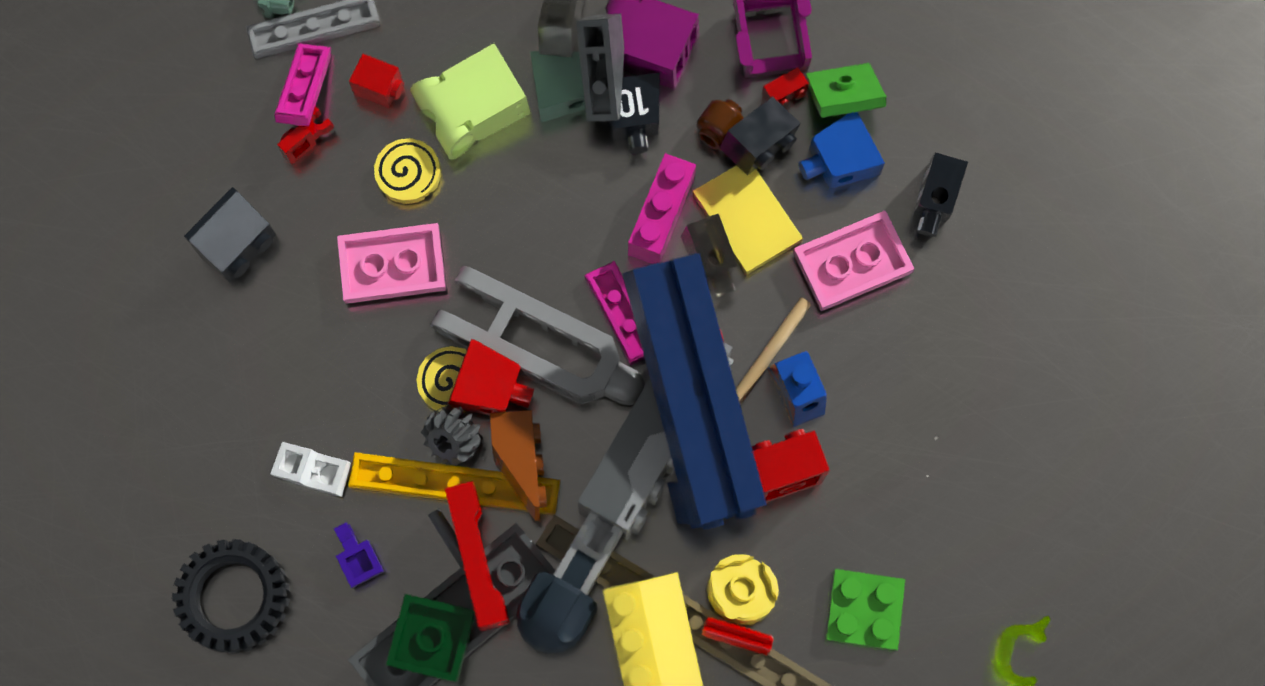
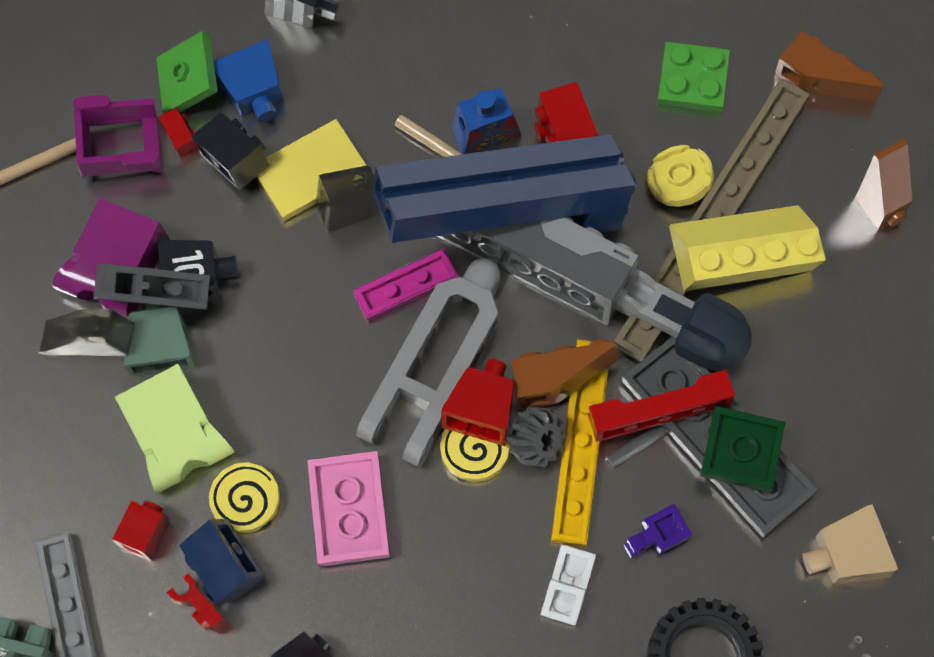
camera: 85 degrees left, 5 degrees down
(303, 85) = (141, 606): dark pink tile -> none
(342, 150) = (221, 561): none -> dark blue brick
(661, 209) = (302, 242): dark pink brick -> none
(717, 120) = (212, 190): reddish brown head -> none
(737, 636) = (726, 175): red axle -> none
(853, 260) = (360, 76): bright pink plate -> none

